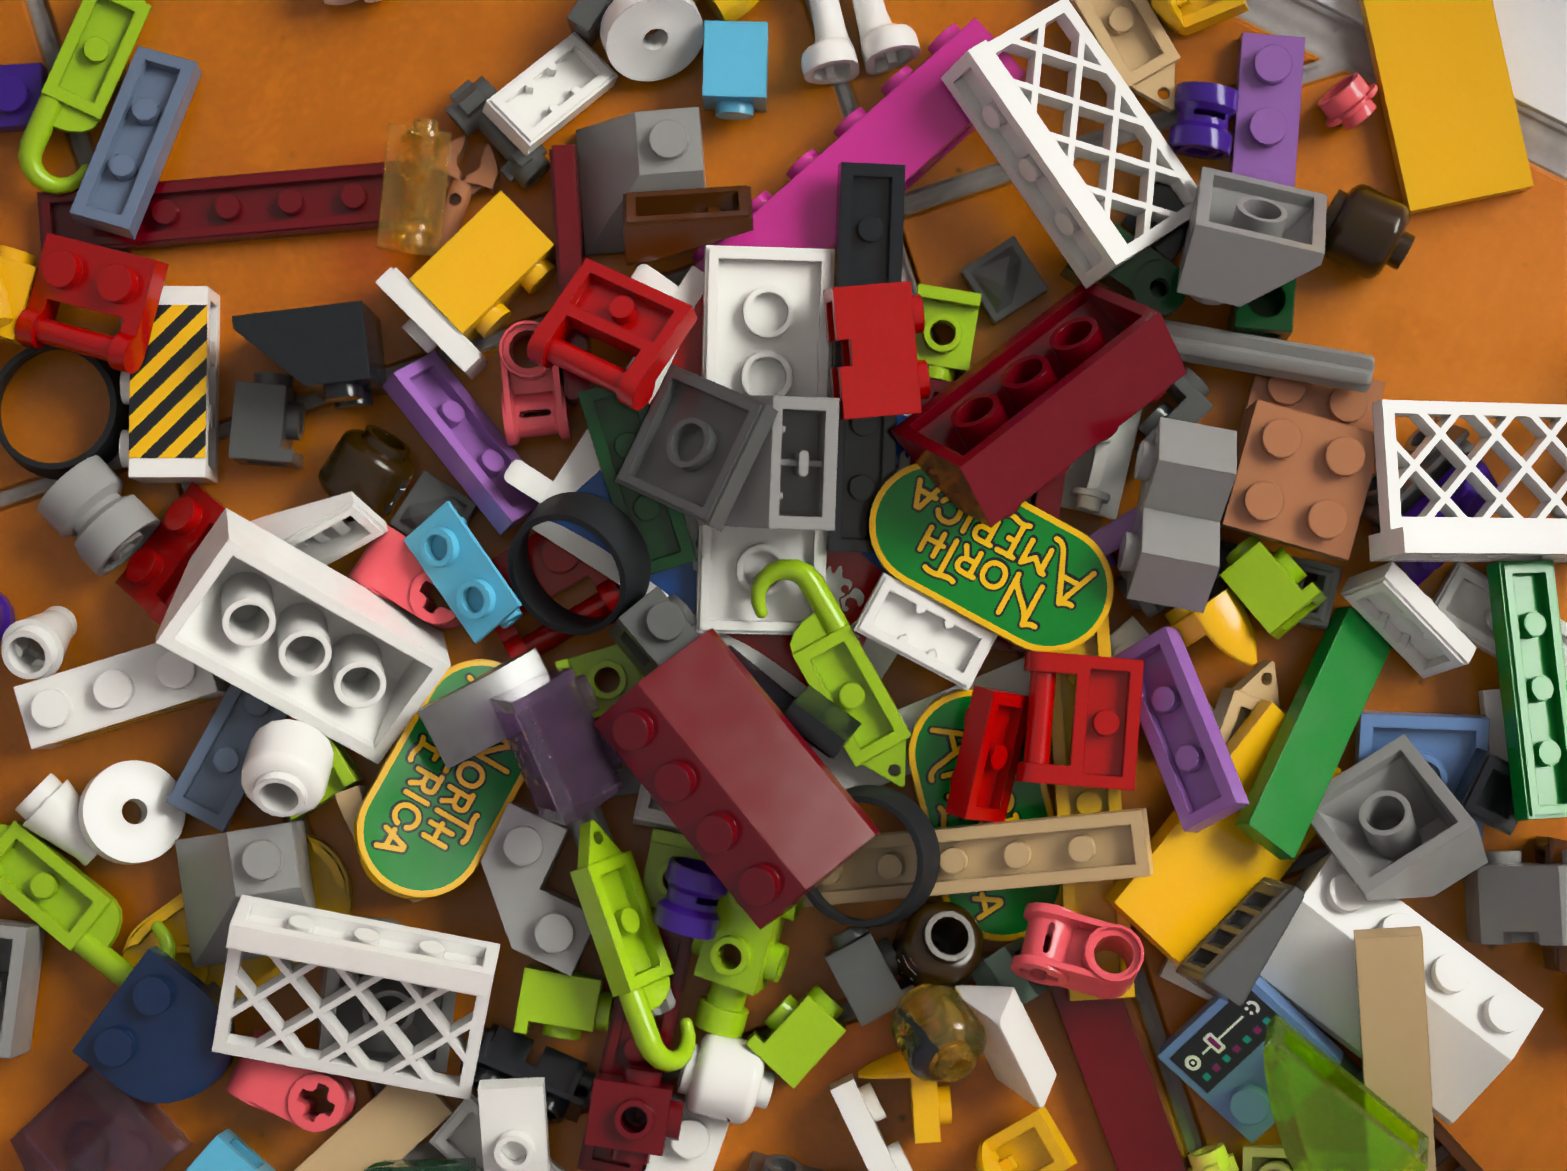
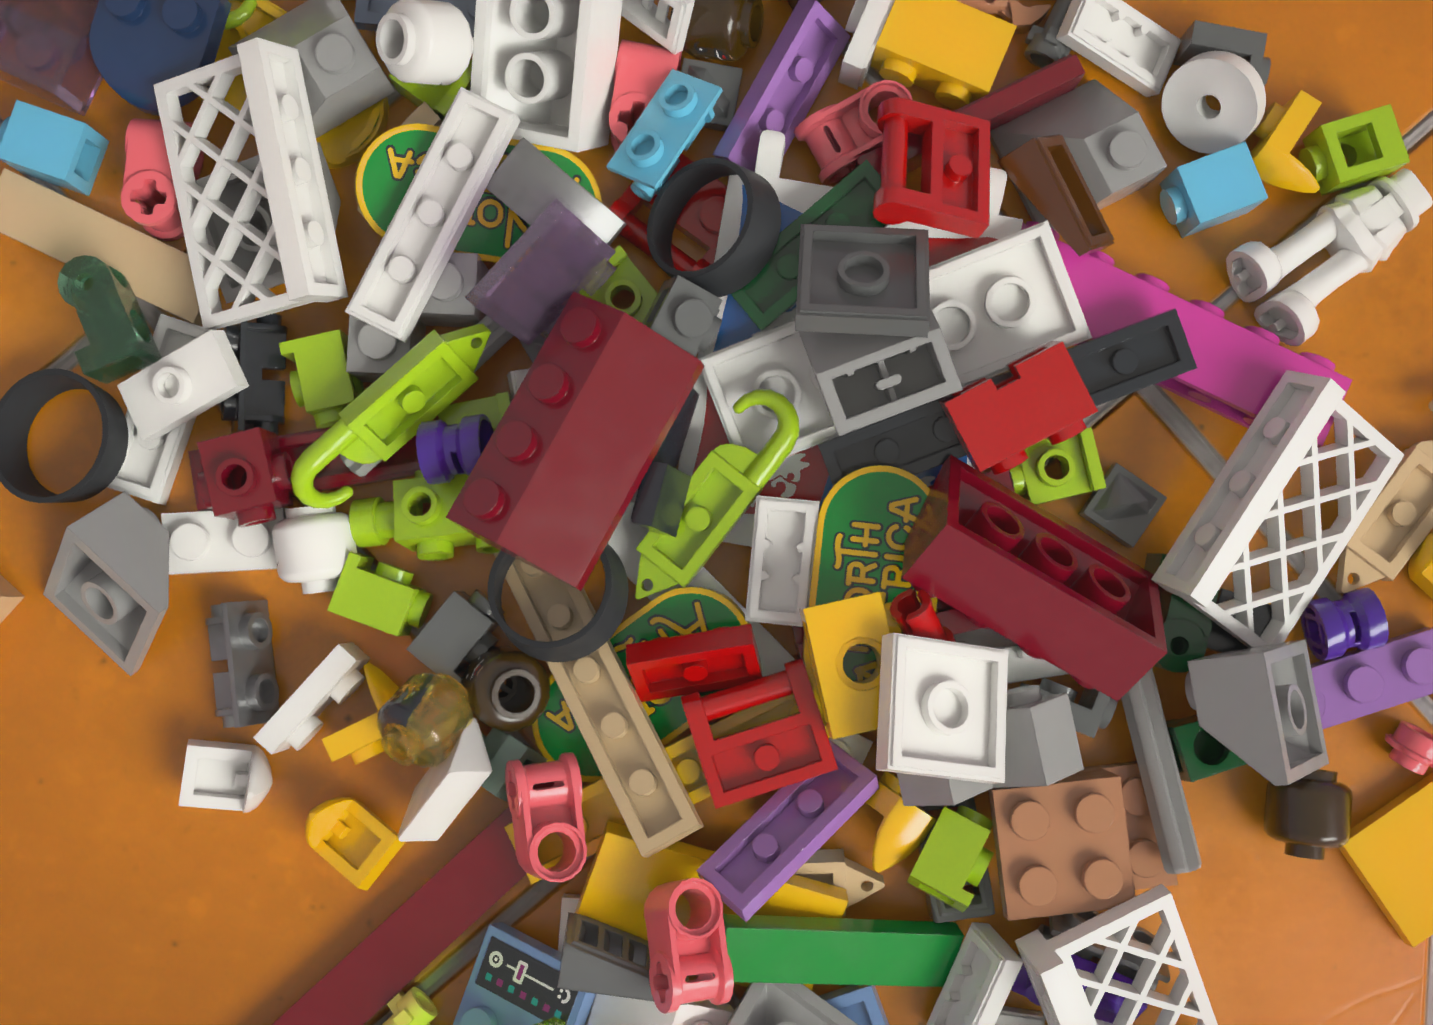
camera: 60 degrees right, 0 degrees up
(457, 828) = (433, 215): none -> white tile
(1059, 527) = (916, 618): none -> red pin
(1094, 607) = (829, 632): none -> yellow brick
(1127, 540) = (942, 709): none -> white tile
(1253, 867) = (688, 949): none -> coral piece

